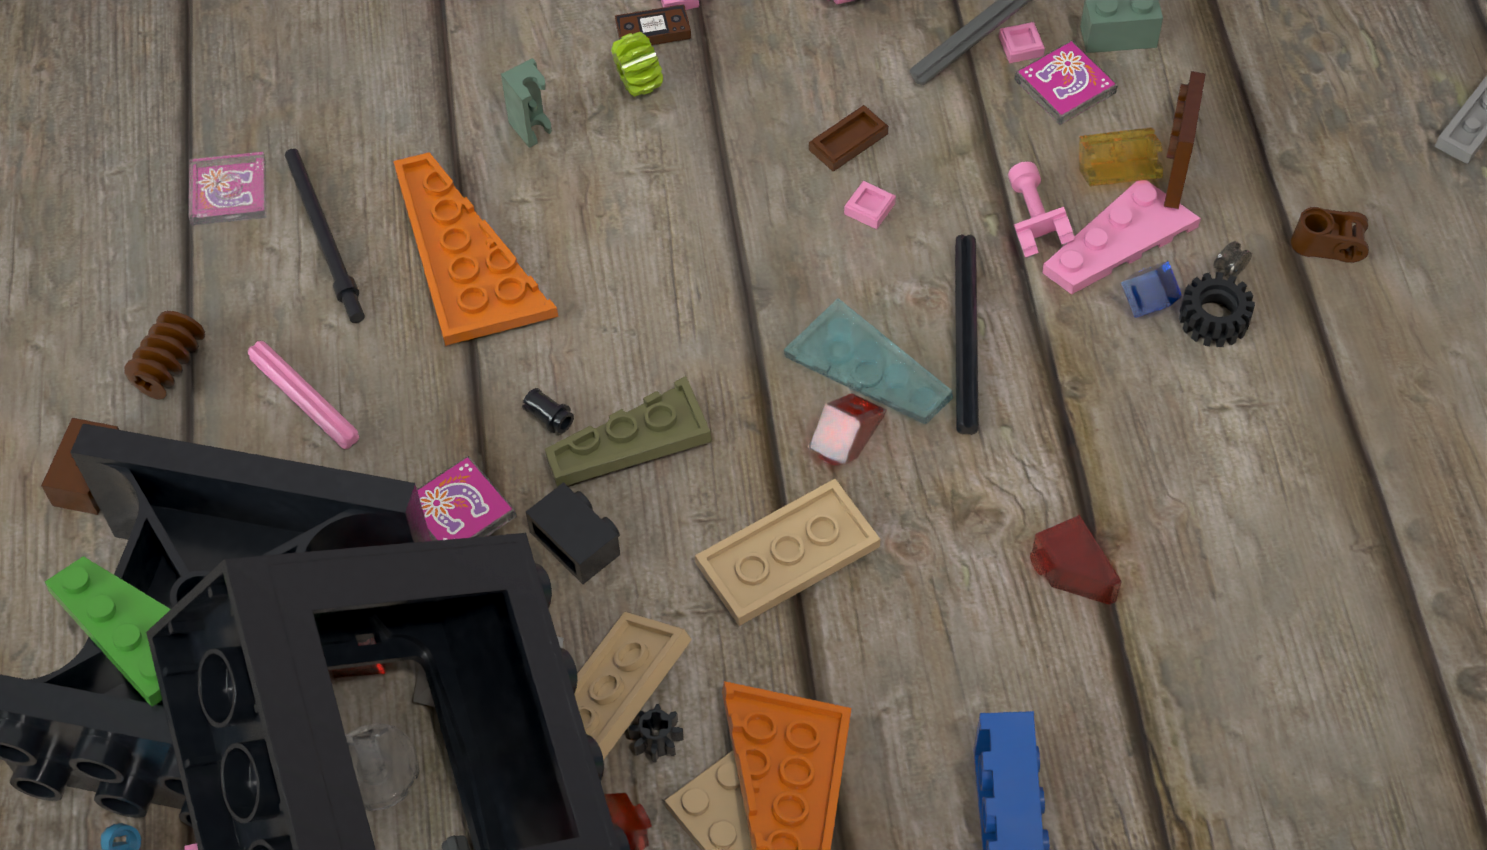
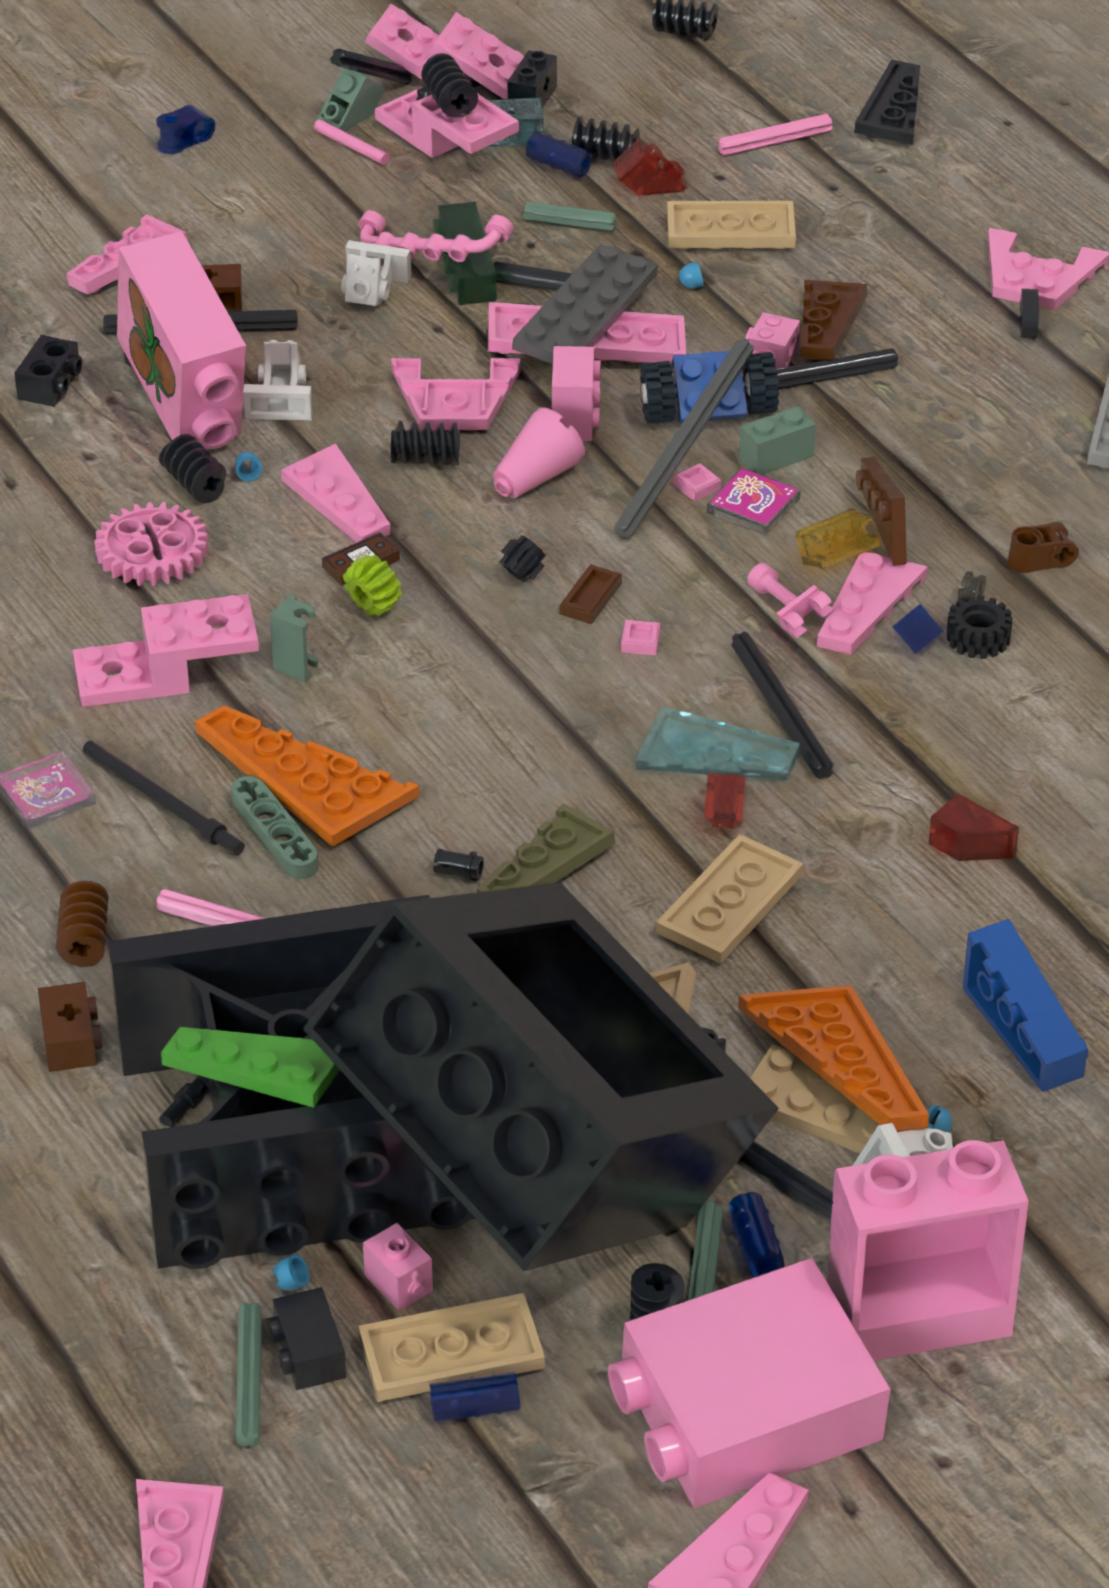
camera: 25 degrees left, 15 degrees down
(404, 304) = (281, 824): none -> sand green beam
(408, 74) = (160, 661): none -> bright pink bracket
(798, 79) = (522, 558): none -> black gear

